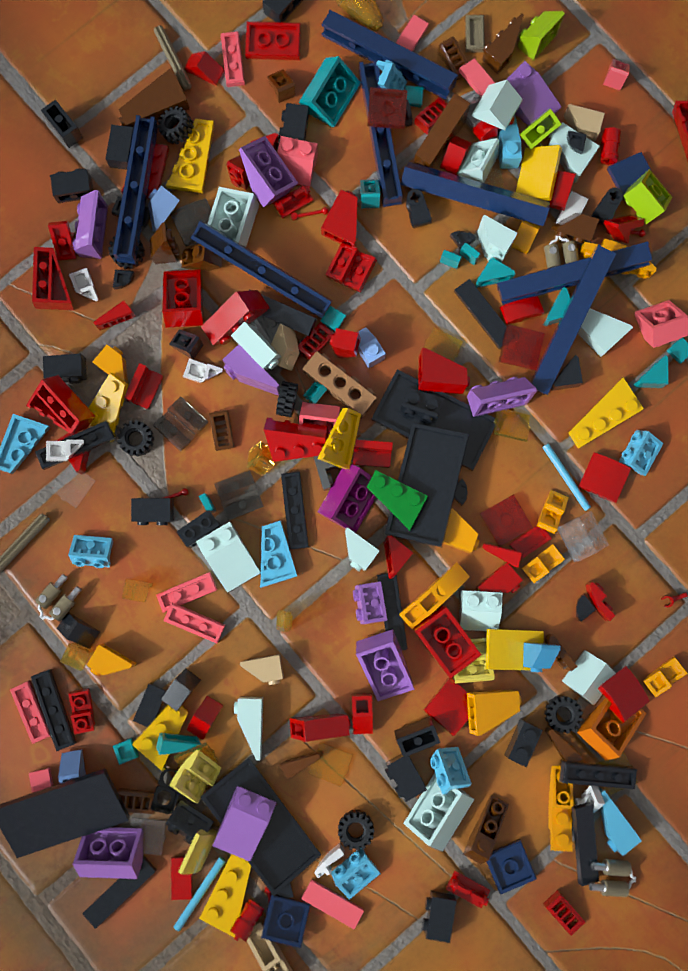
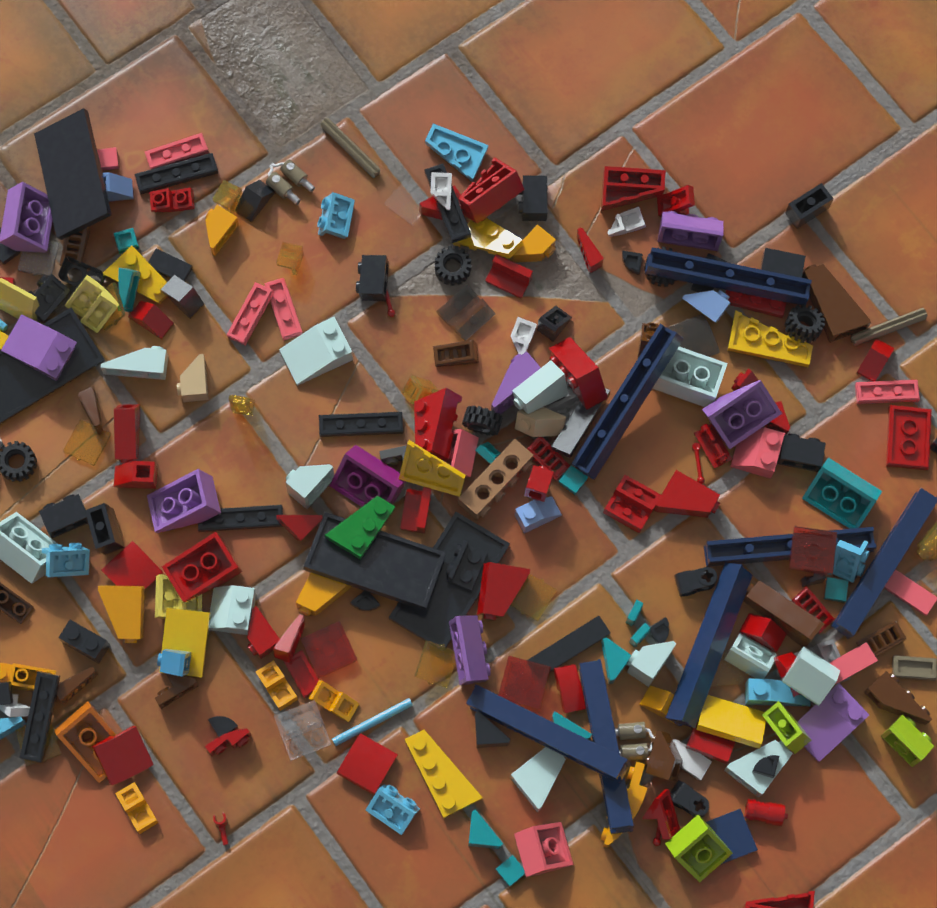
camera: 90 degrees right, 10 degrees down
(71, 185) = (739, 214): black brick -> none
(163, 246) = (661, 304): reddish brown slope -> none
(182, 298) = (605, 321): red slope -> none
(198, 529) = (348, 321): black bracket -> none
(207, 503) = (375, 333): teal tile -> none
(239, 494) = (383, 367): clear smoke slope -> none
(275, 556) = (309, 401): medium azure wing -> none
(282, 84) = (851, 440): reddish brown slope -> none
(370, 193) = (718, 528): teal slope -> none
(370, 603) = (251, 493): medium lavender bracket -> none
(434, 596) = (253, 561): light orange slope -> none
(575, 717) = (102, 678): black tyre -> none
(584, 120) = (794, 785): tan slope -> none
(588, 676) = (149, 720): light aqua slope -> none
(617, 74) = (859, 832): coral slope -> none

